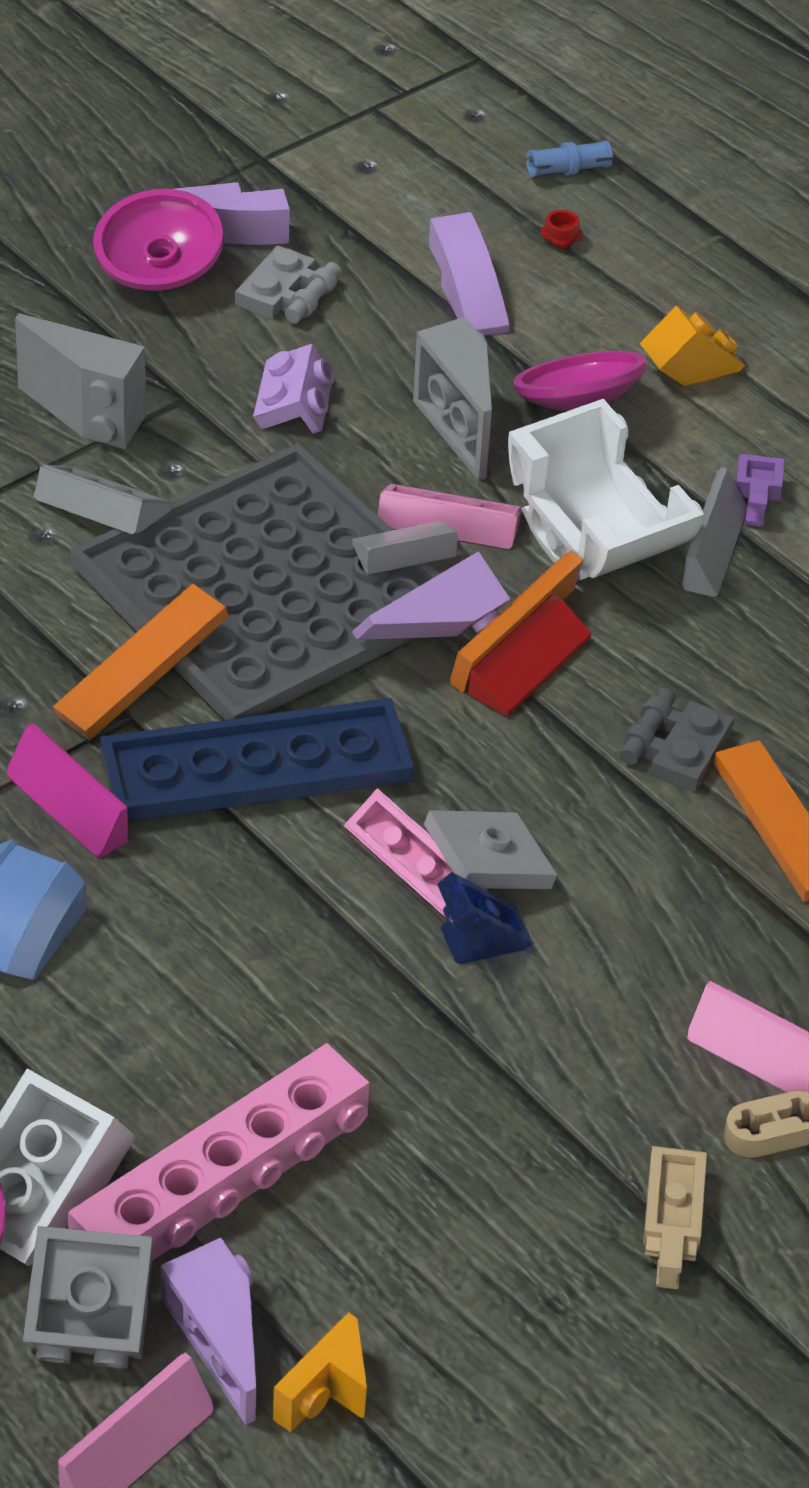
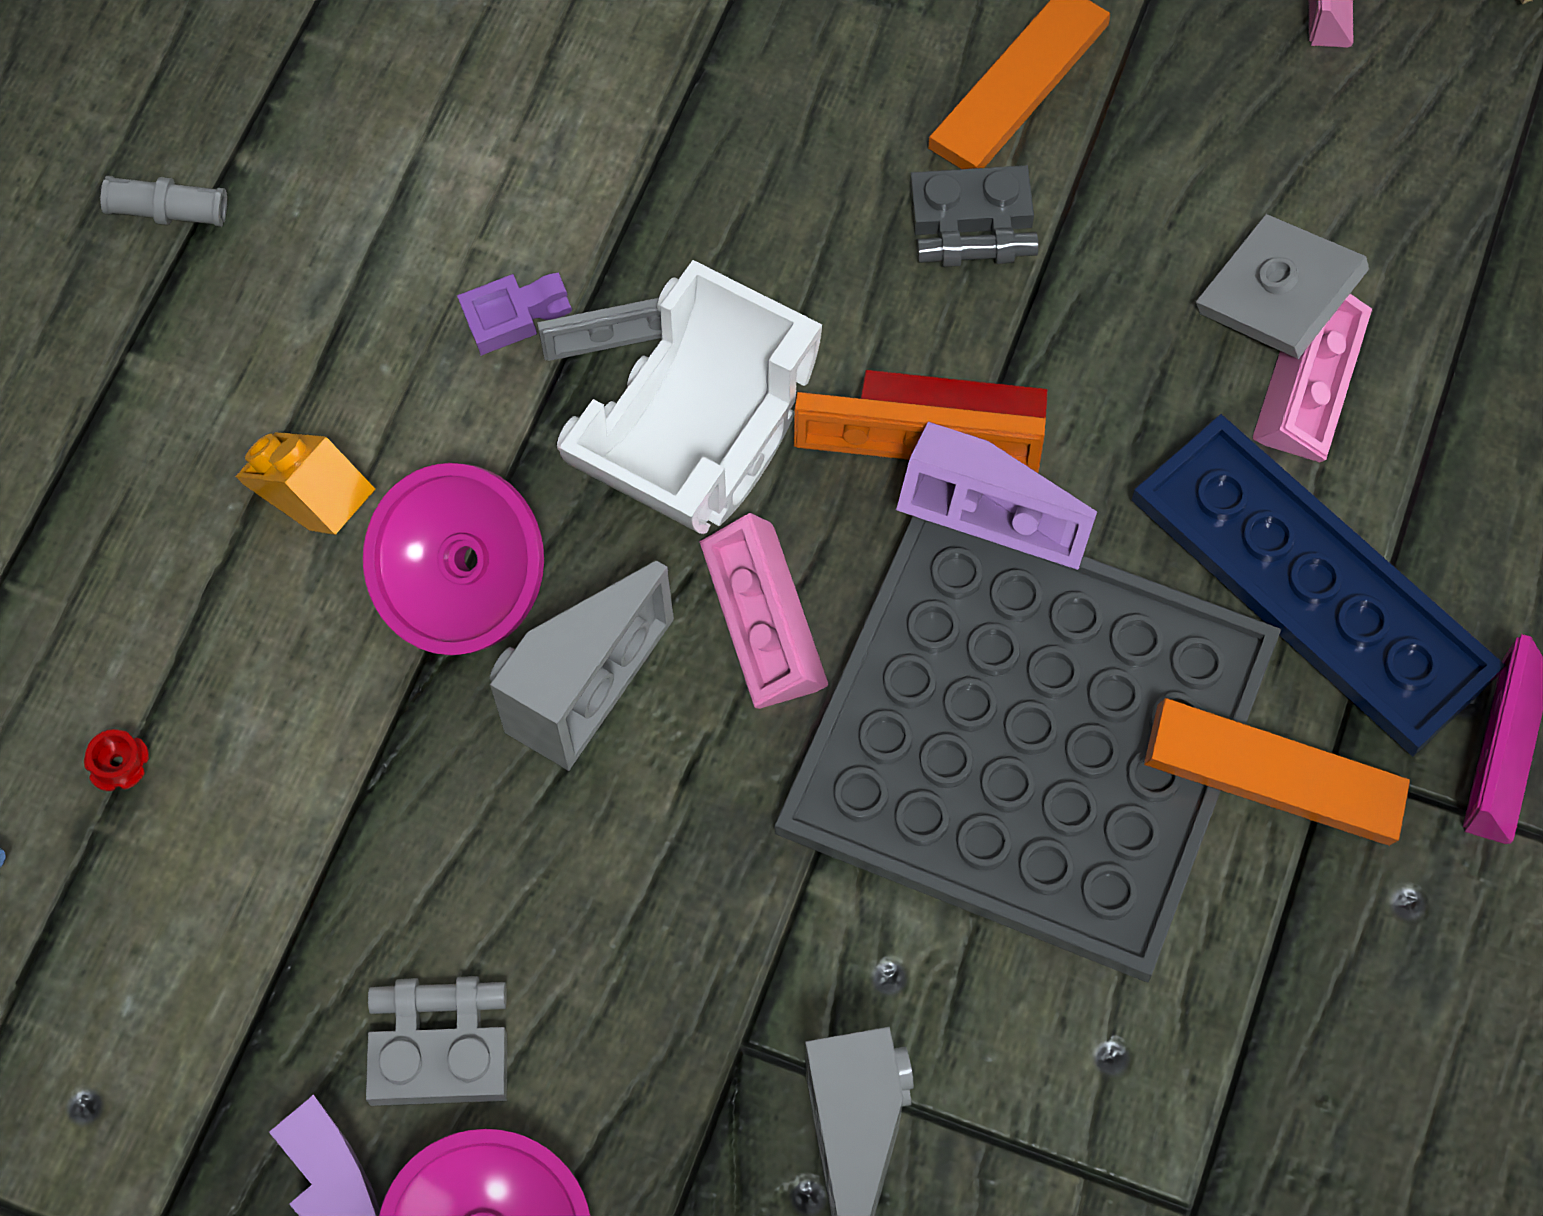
camera: 115 degrees left, 20 degrees up
(99, 498) = (1029, 1001): light grey slope -> none
(293, 387) = (662, 902): lavender bracket -> none
(406, 547) = (893, 591): light grey slope -> none
(468, 273) = (298, 812): lavender slope -> none
(479, 922) = (1392, 249): clear blue slope -> none

